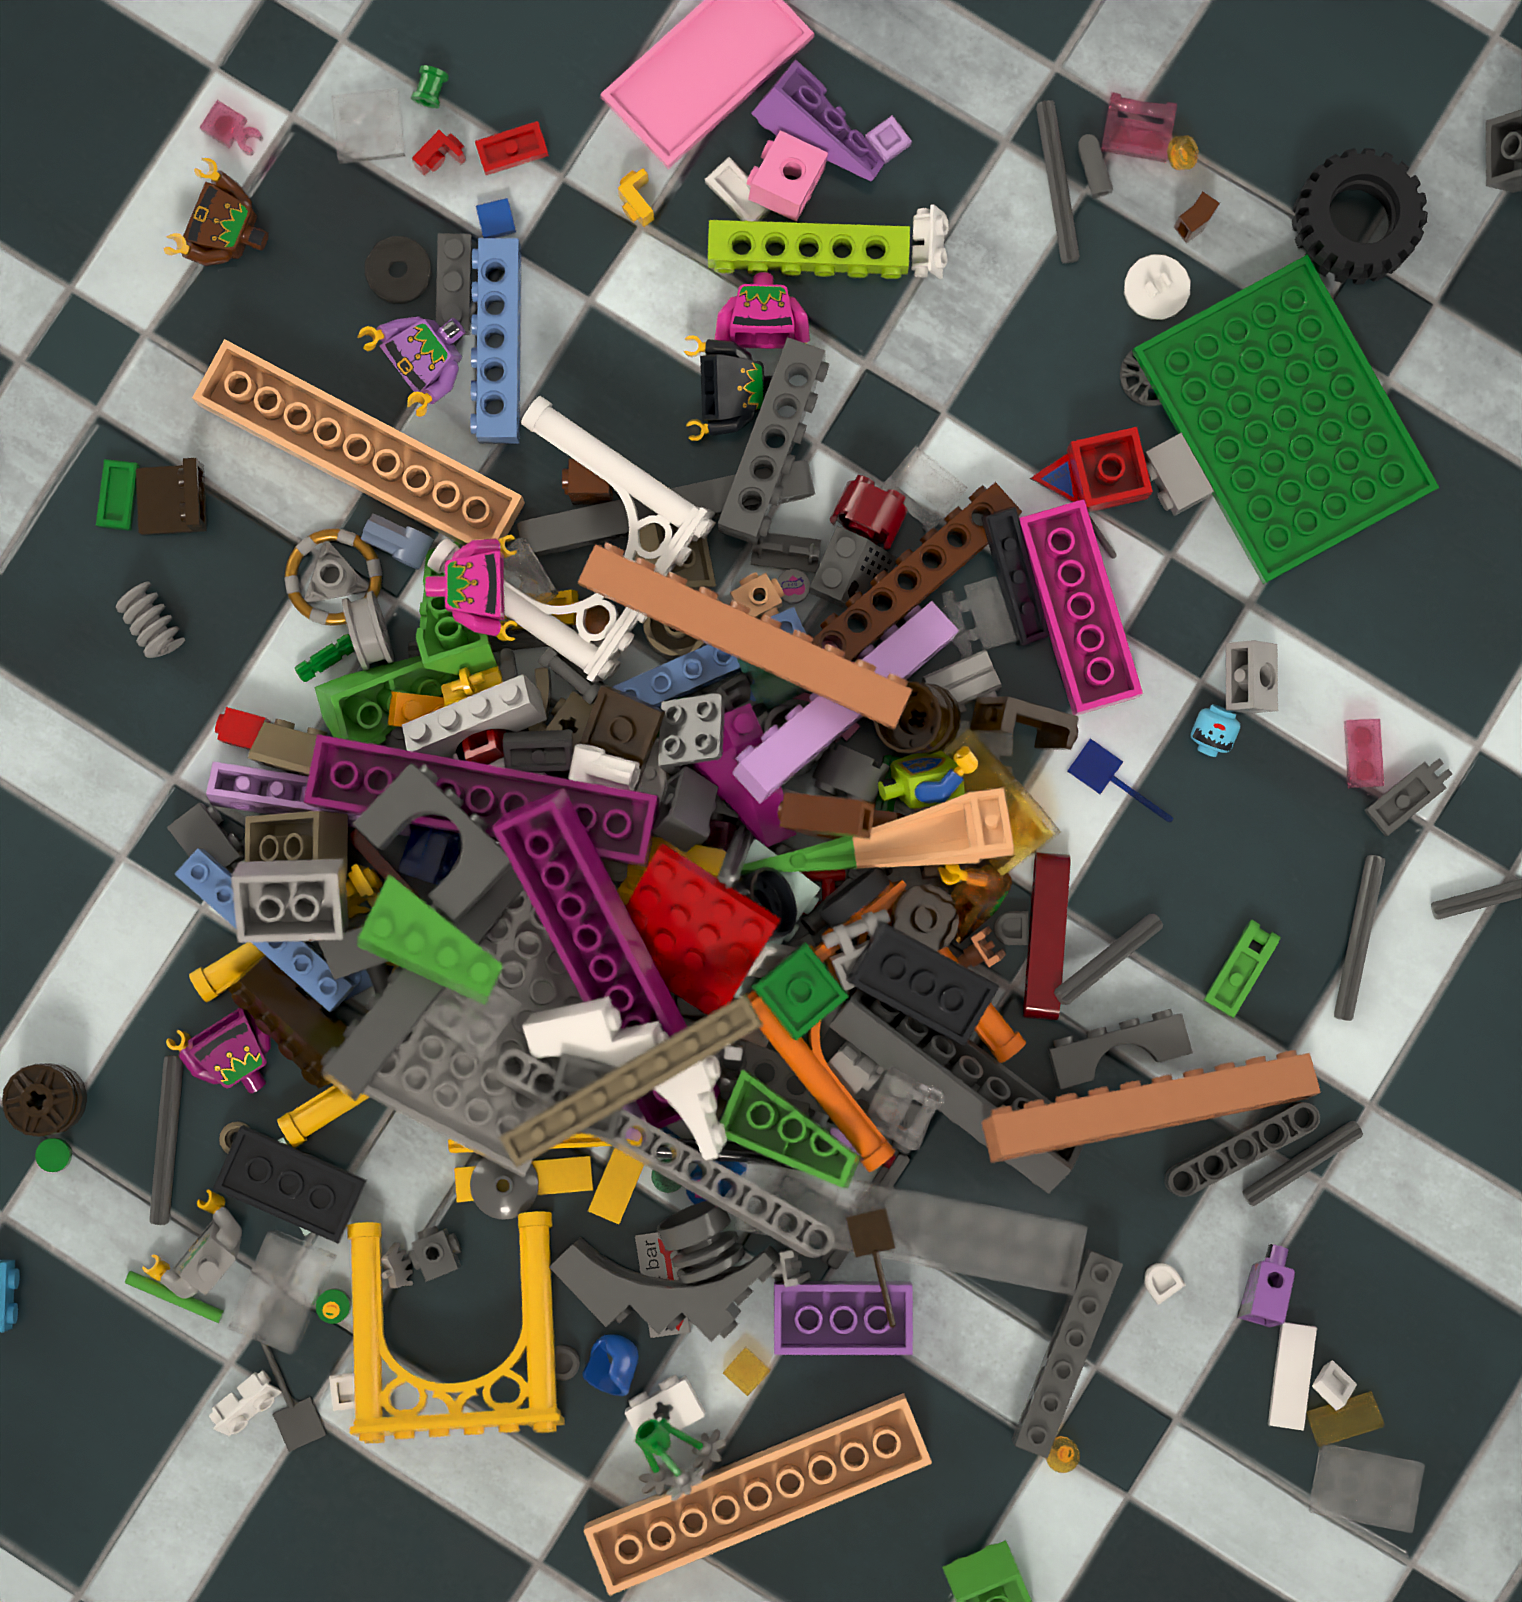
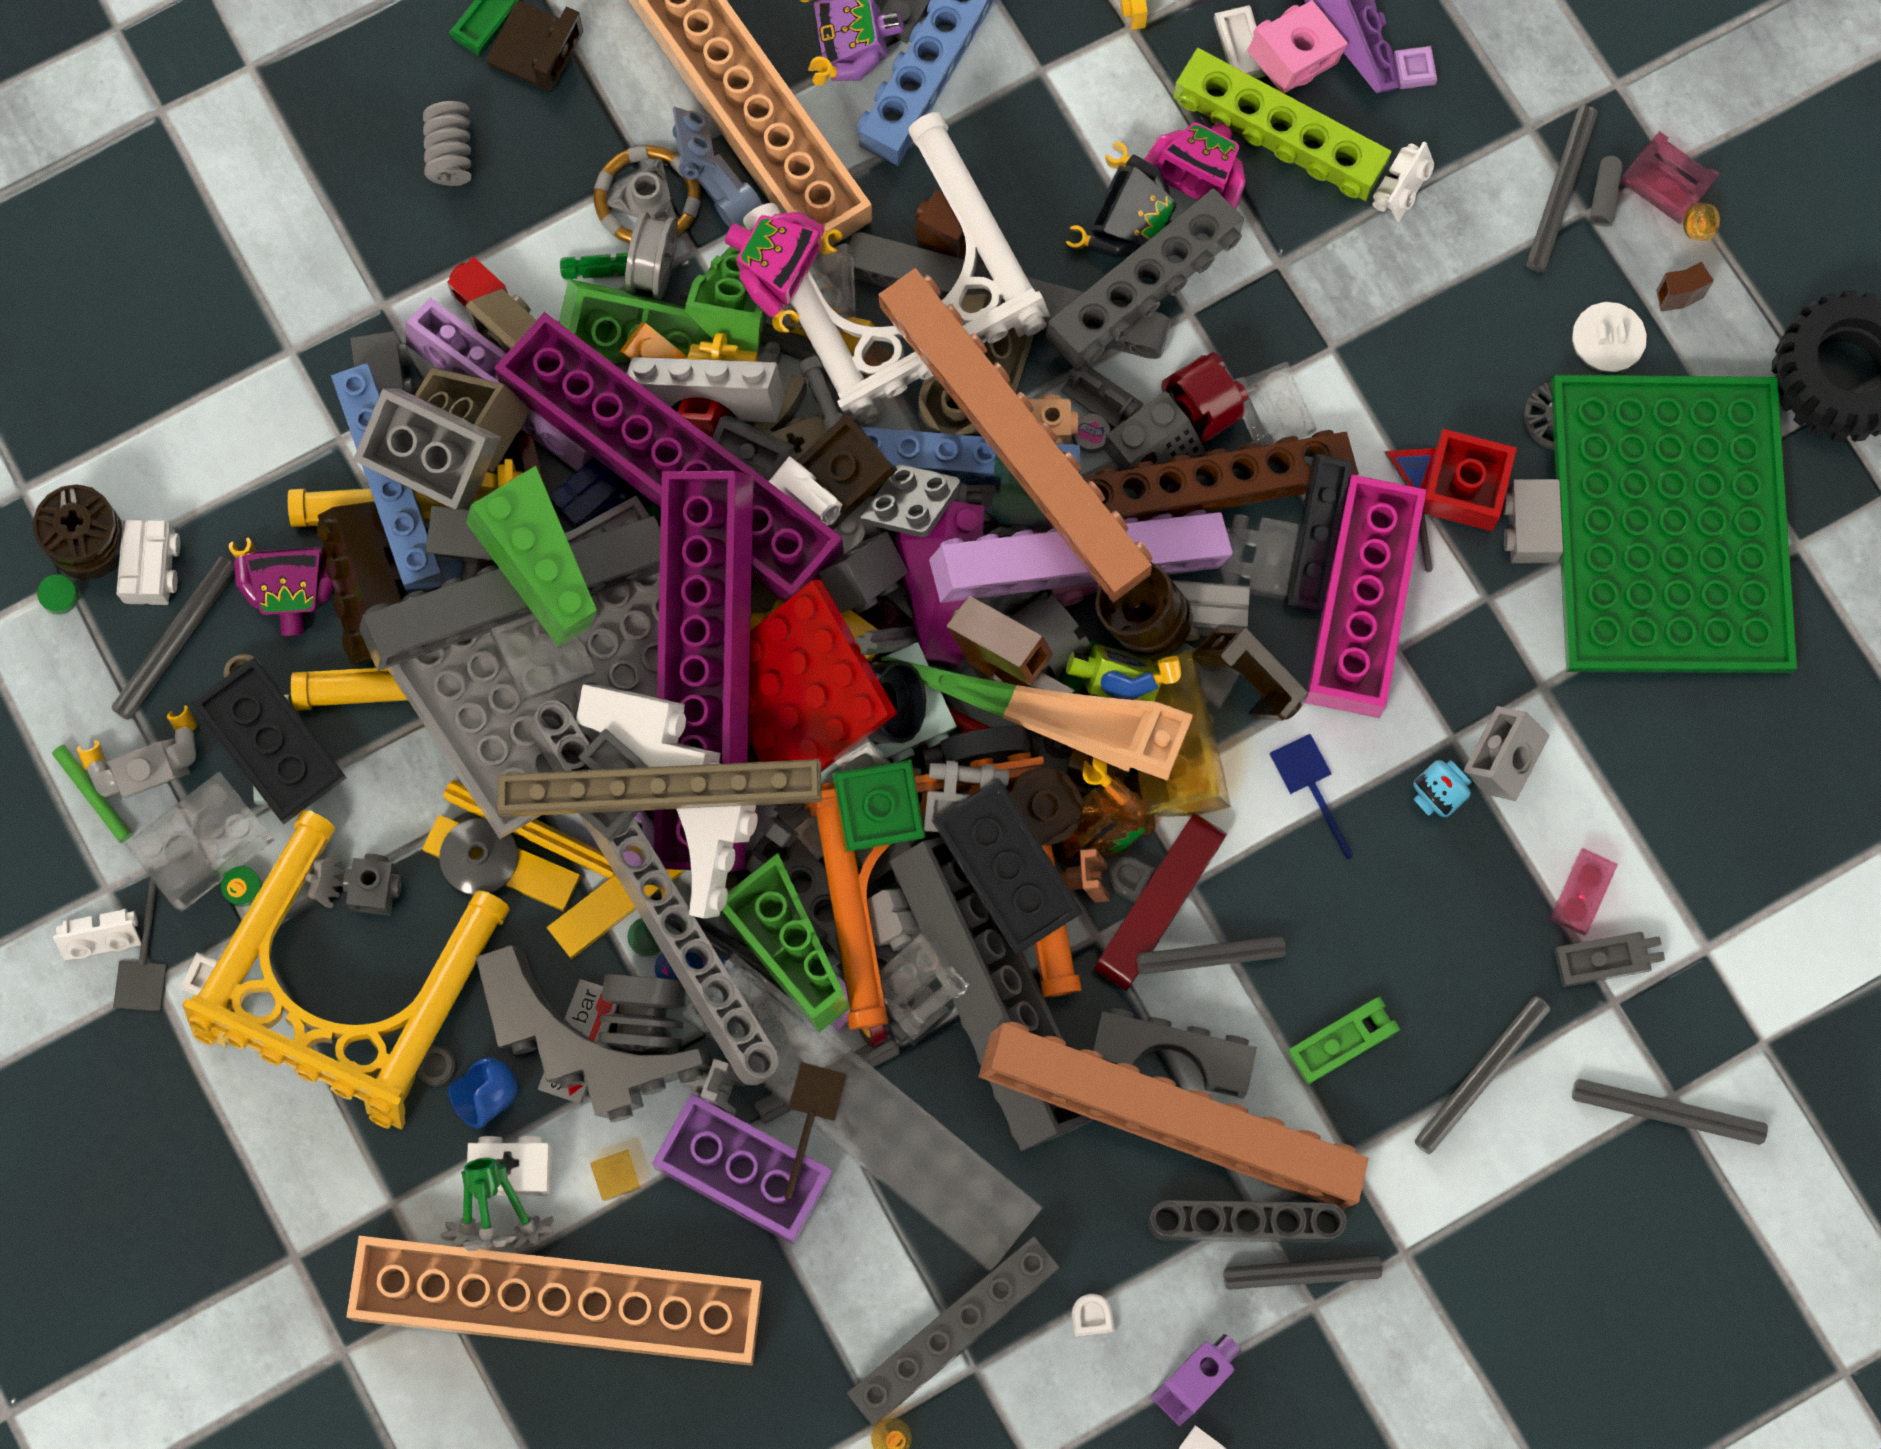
camera: 25 degrees right, 10 degrees down
(110, 1092) = (147, 561): none -> white brick
(347, 515) = (693, 142): none -> sand blue hinge
(417, 795) = (605, 414): dark grey arch -> none

